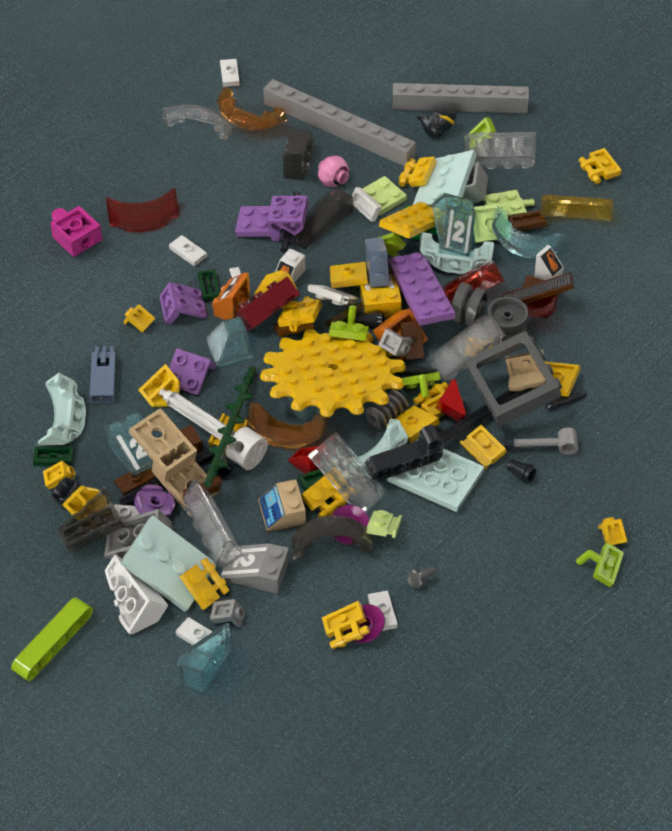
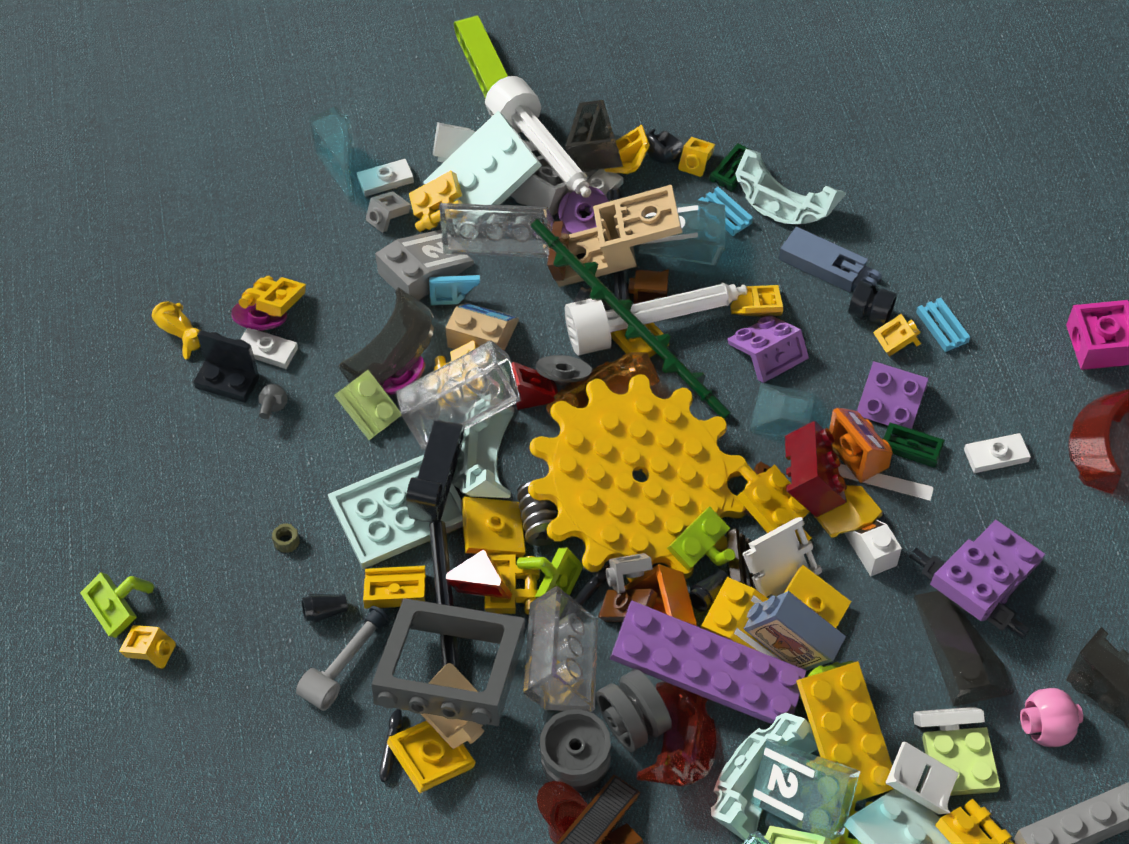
camera: 125 degrees right, 5 degrees up
(83, 453) = (732, 211): none -> medium azure tile
(92, 583) = (521, 109): none -> white piece
(110, 304) = (947, 323): none -> medium azure tile
(125, 335) = (872, 303): none -> black wheel
(266, 535) = (451, 289): none -> medium azure tile
(283, 449) = (563, 369): none -> dark grey dish
(407, 665) = (172, 320): none -> yellow animal
(412, 193) = (936, 784): none -> white piece
(419, 613) = (227, 368): none -> black bracket
(497, 521) = (285, 529): none -> olive axle

